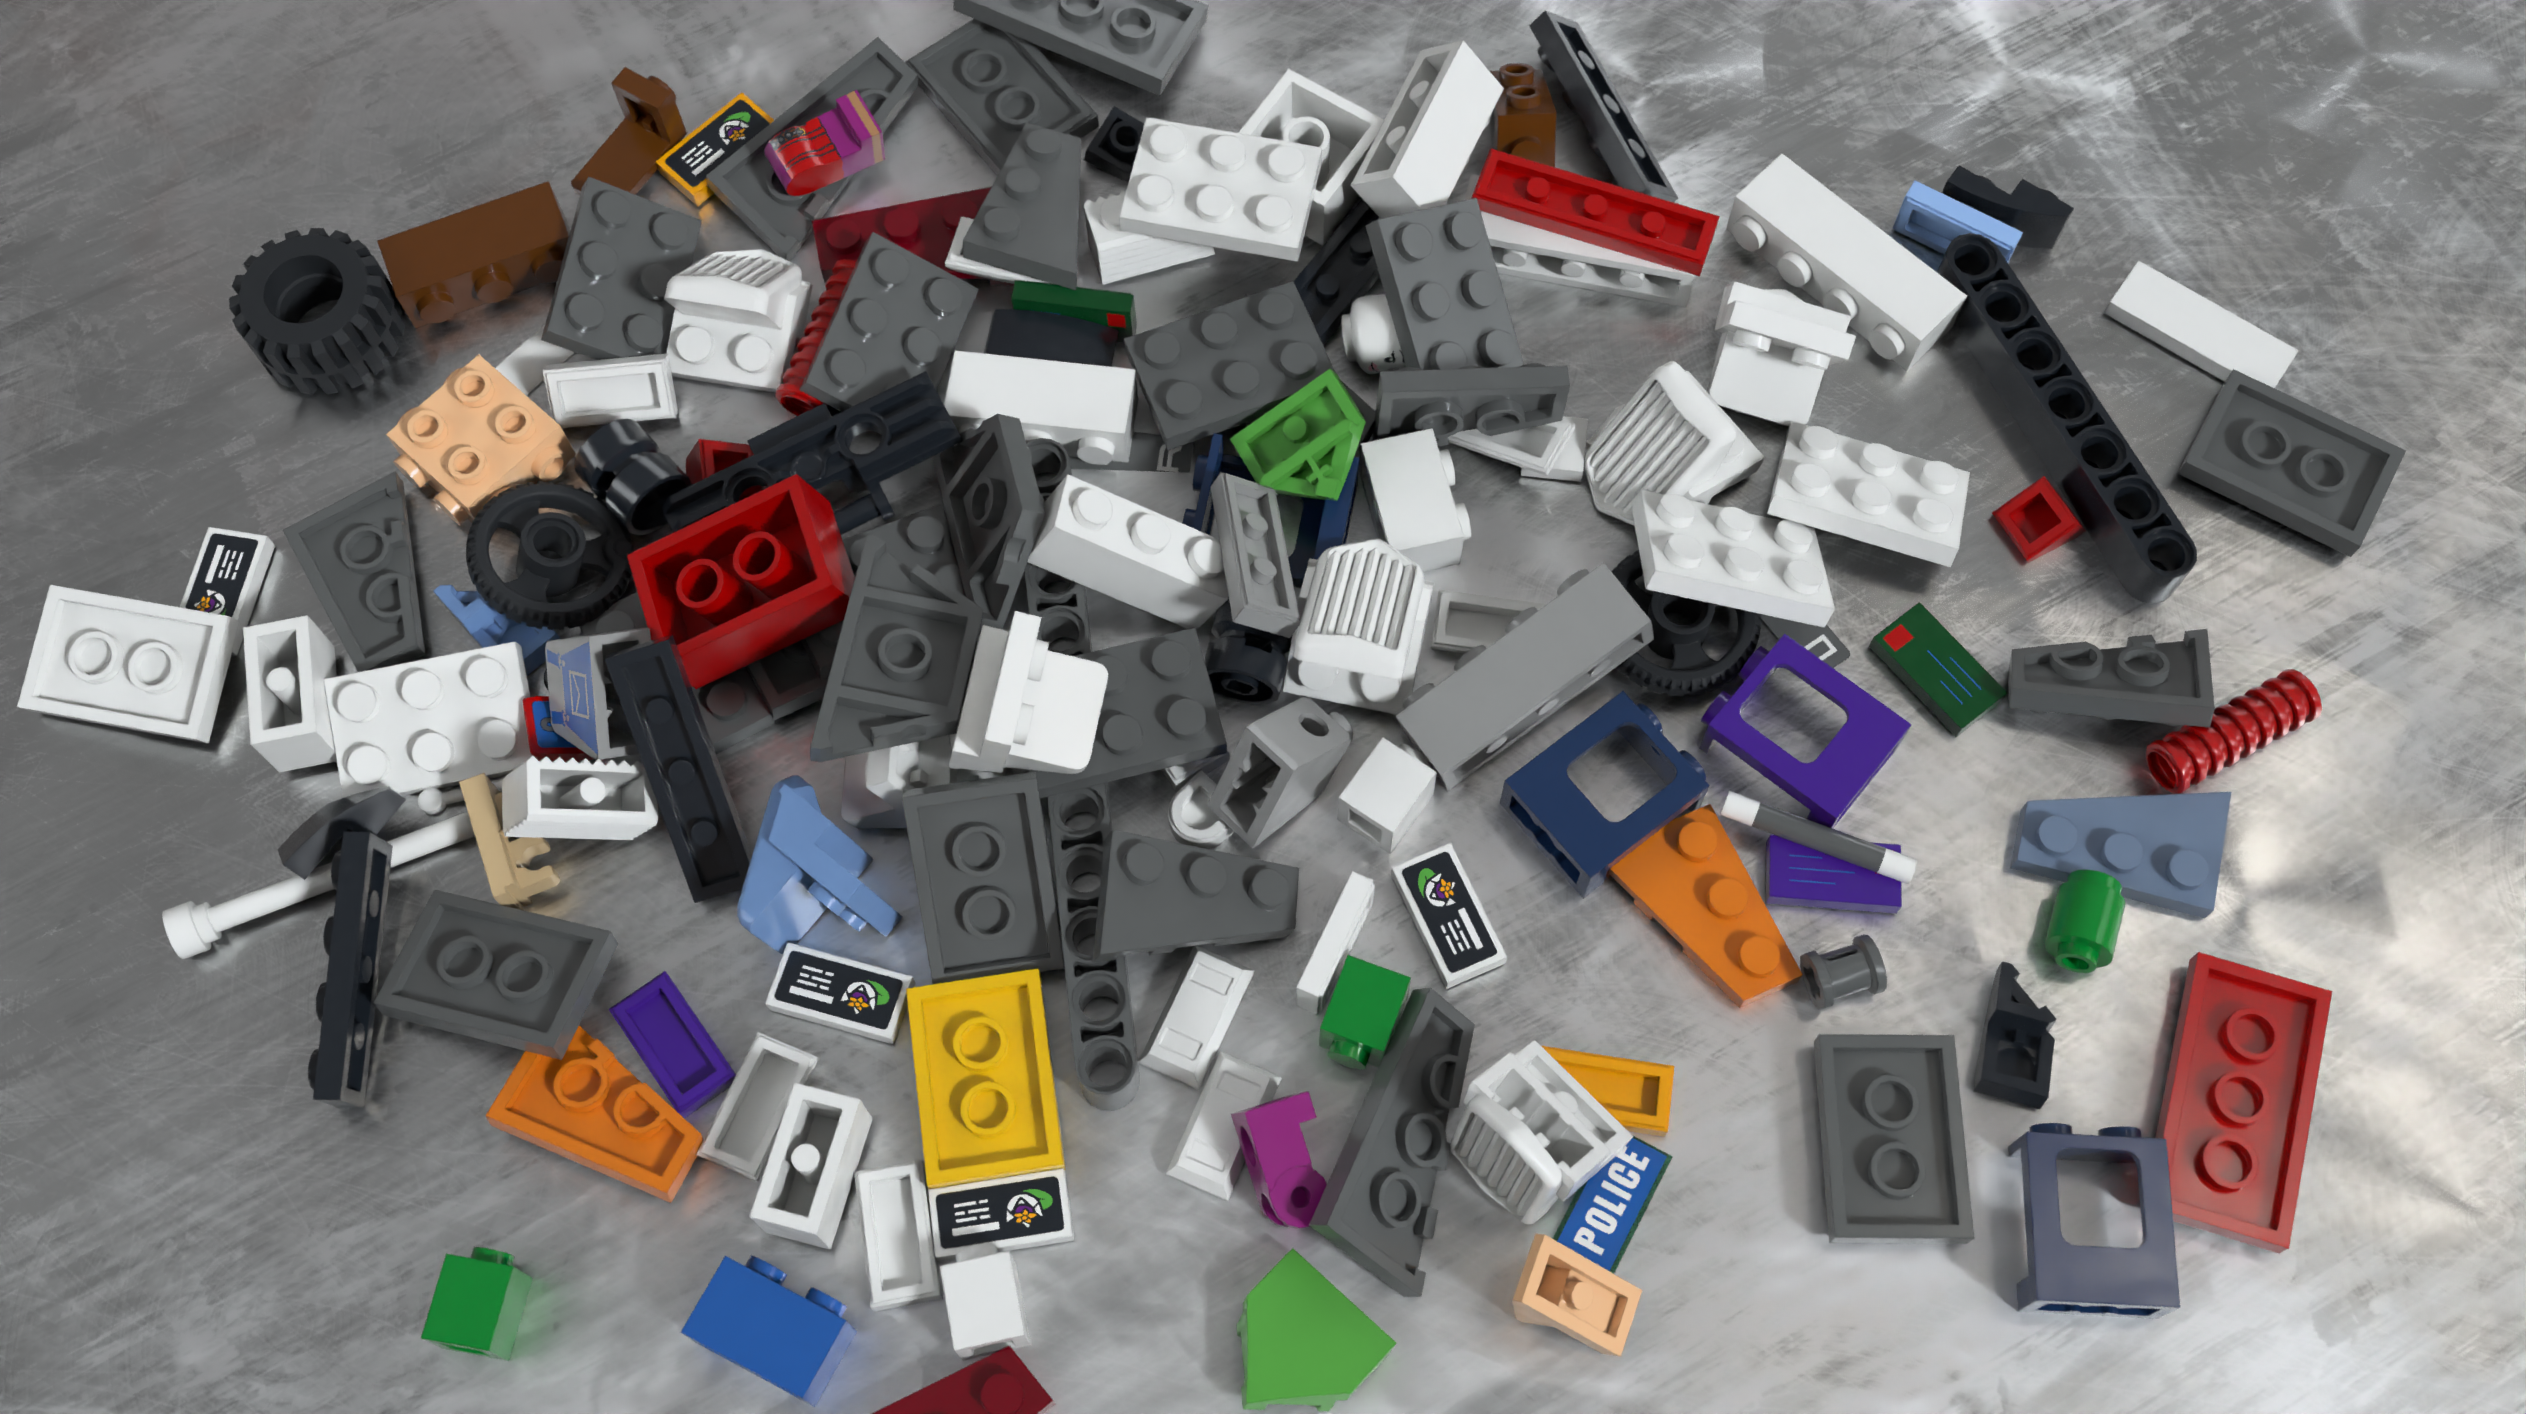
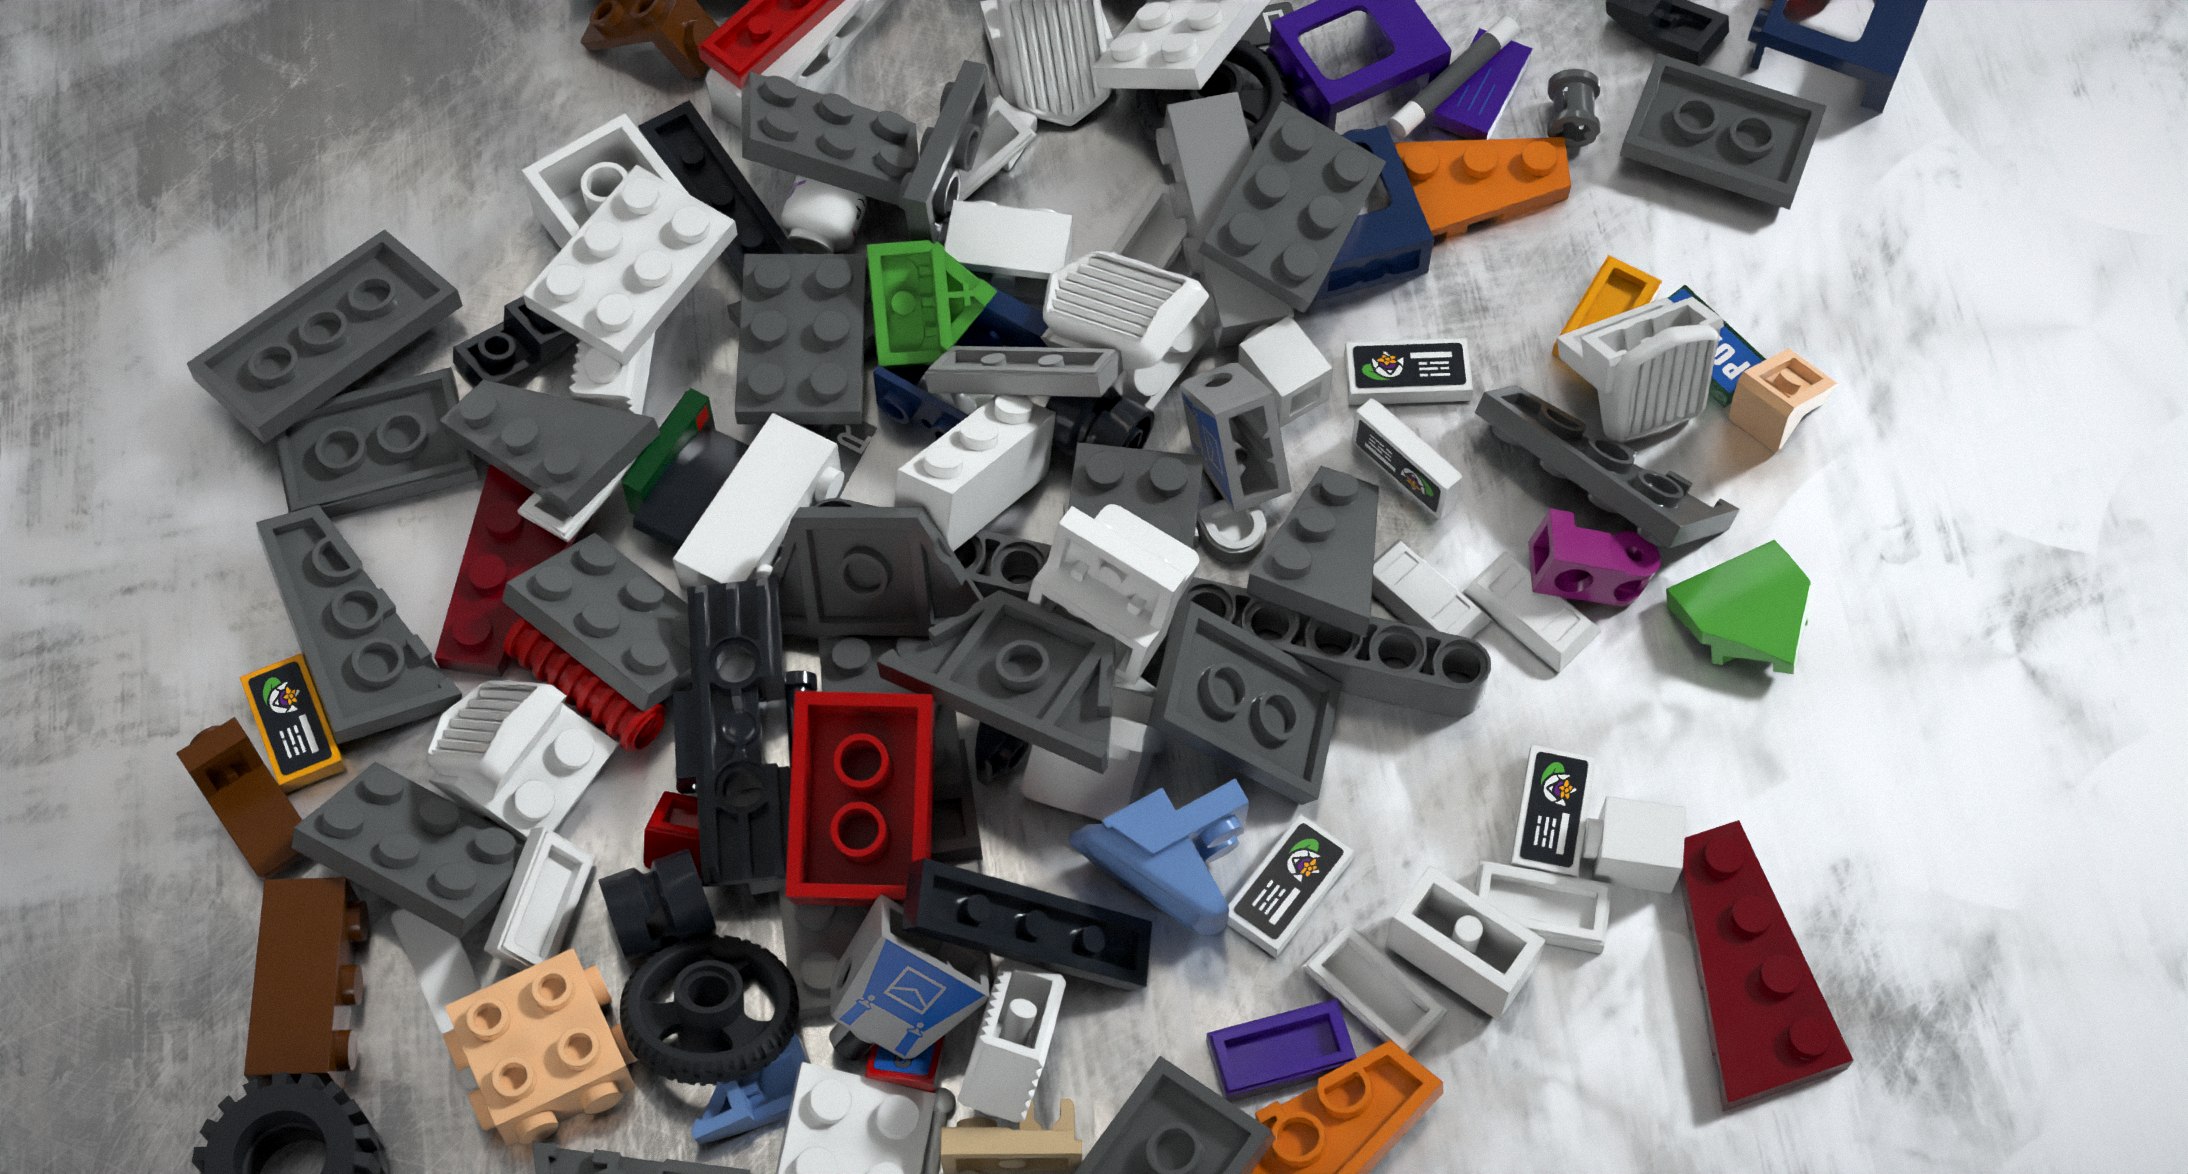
camera: 70 degrees left, 5 degrees down
(770, 1328) = (1599, 1032): blue brick -> none
(827, 147) = (371, 598): leg -> none
(984, 1079) = (1424, 782): yellow plate -> none
(1363, 1013) = (1486, 456): green brick -> none
(1428, 132) = (656, 88): white brick -> none
(1549, 723) = (1292, 207): none -> dark grey plate

